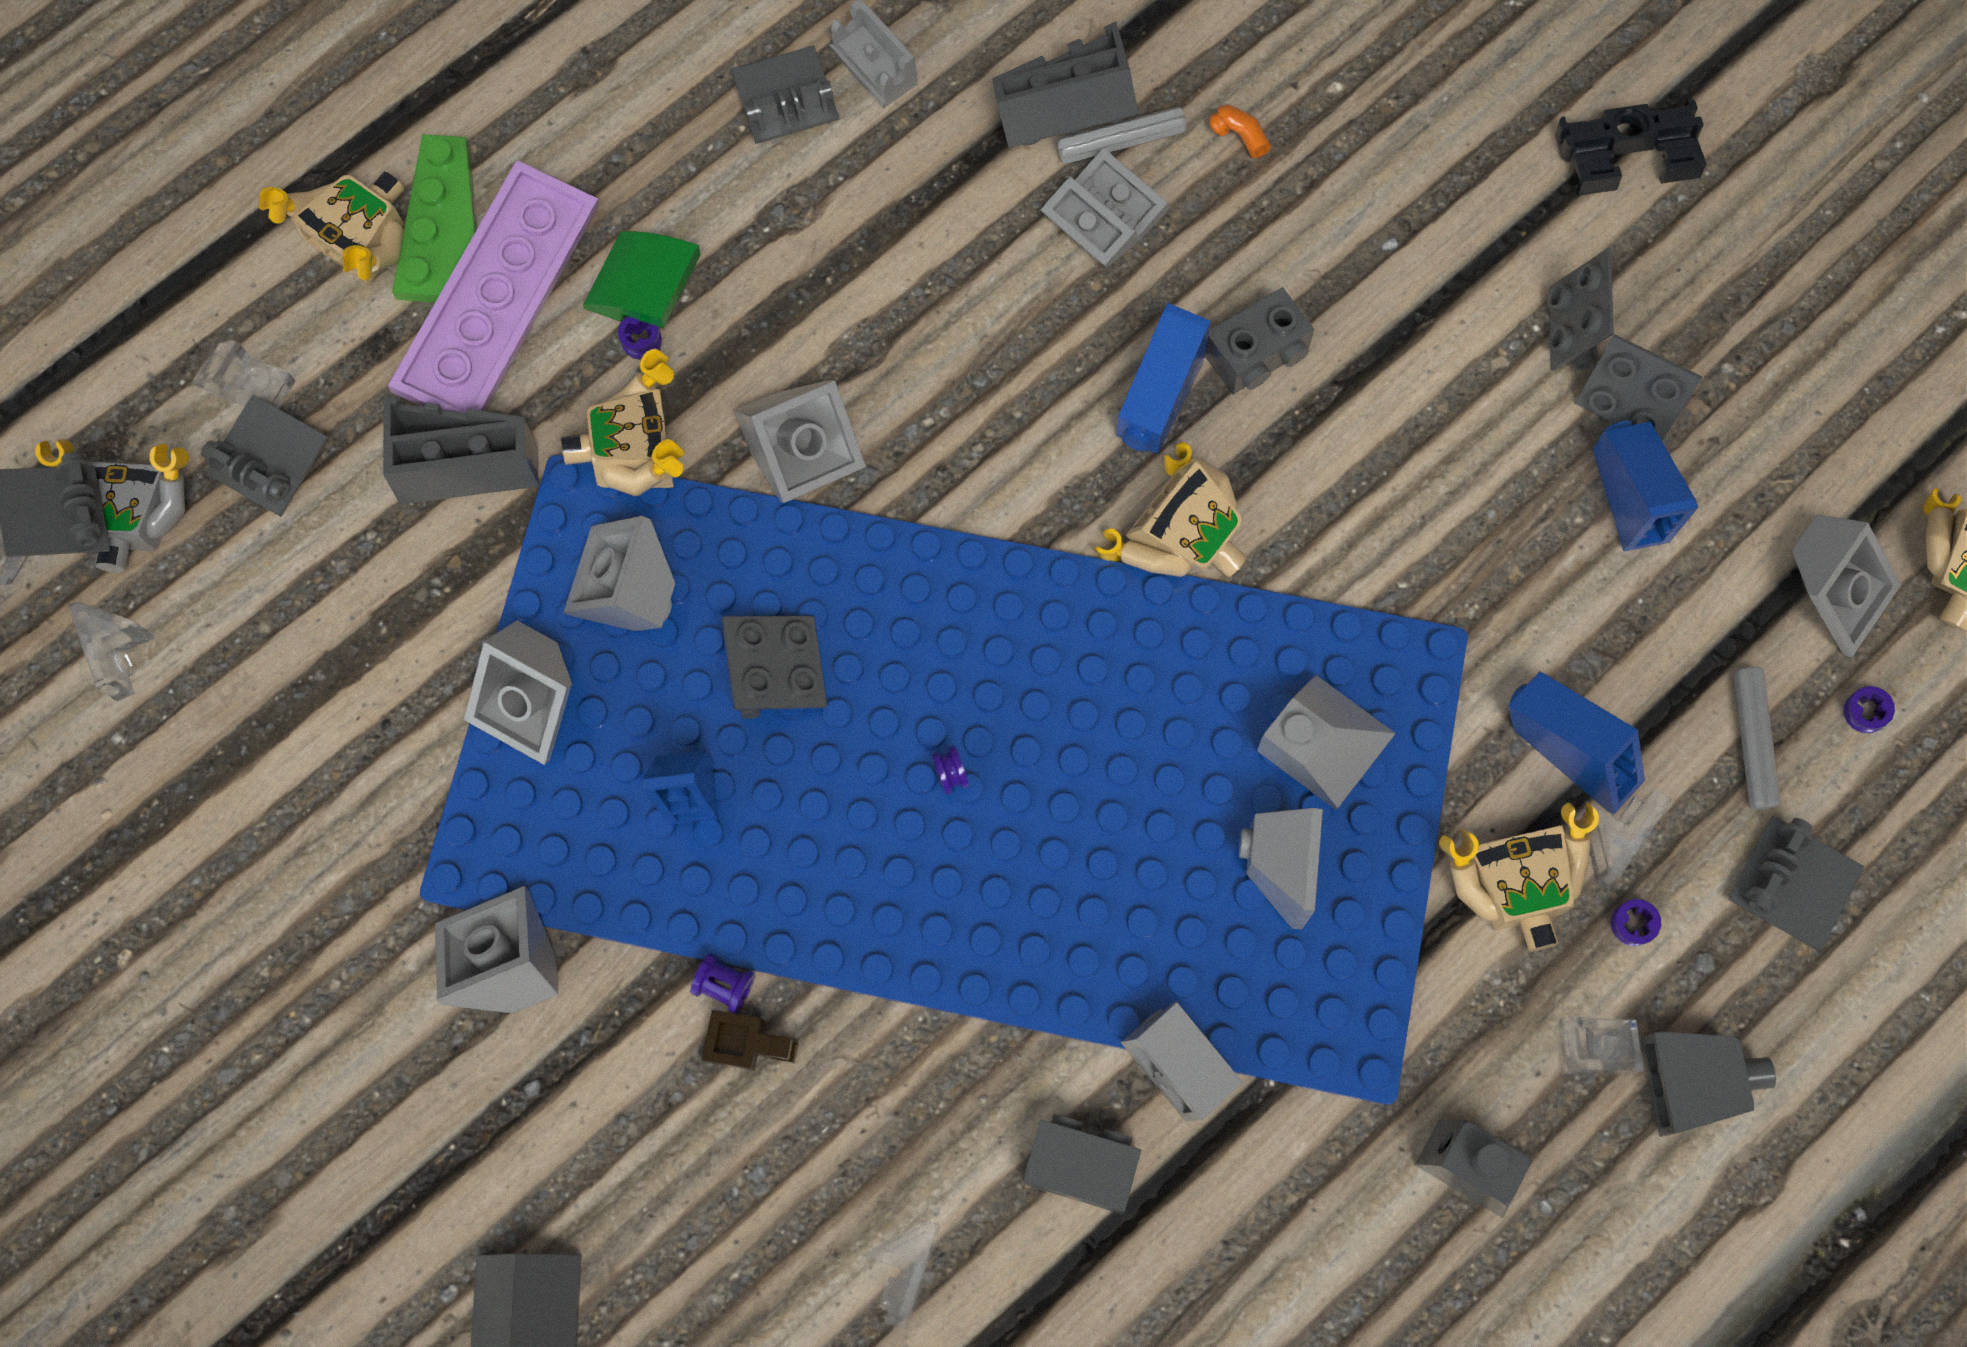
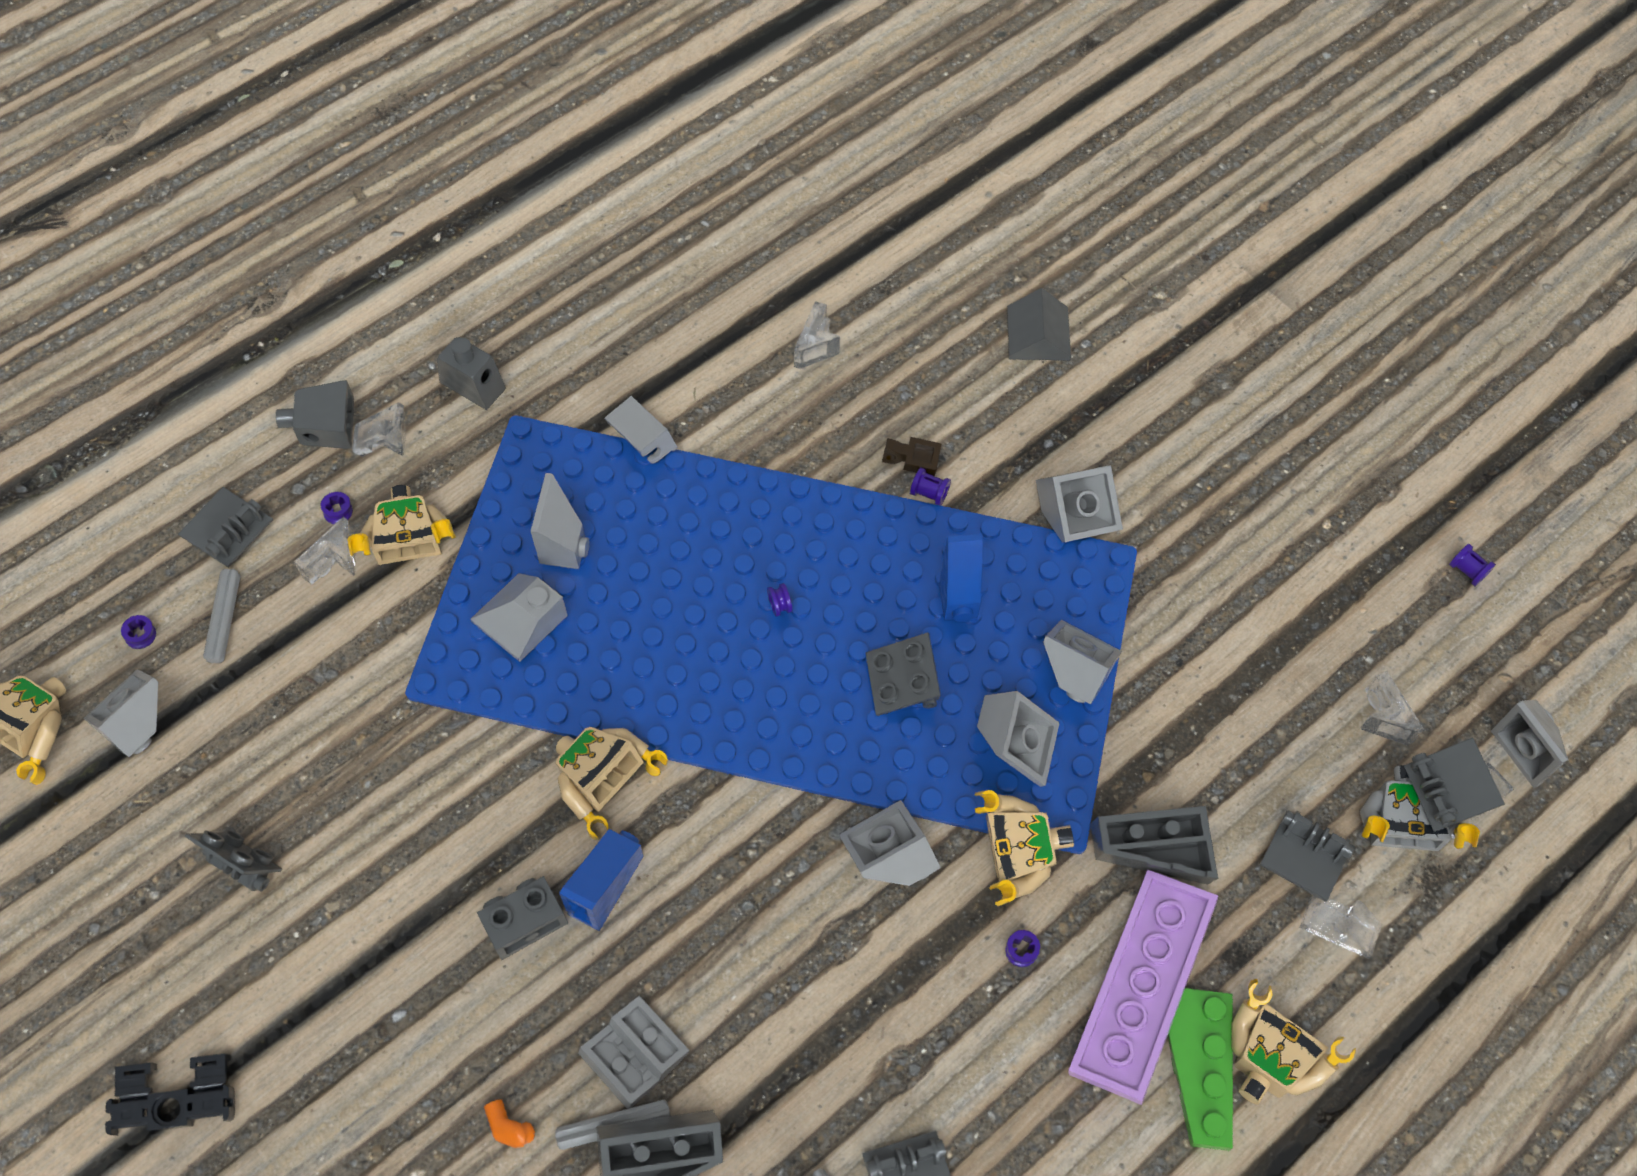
camera: 175 degrees right, 10 degrees down
(642, 277) = (1025, 997): green slope -> none
(1082, 1164) = (707, 379): dark grey brick -> none
(1579, 740) = (347, 609): blue slope -> none
(1581, 313) = (259, 923): dark grey hinge -> none
(1642, 485) = (250, 781): blue slope -> none

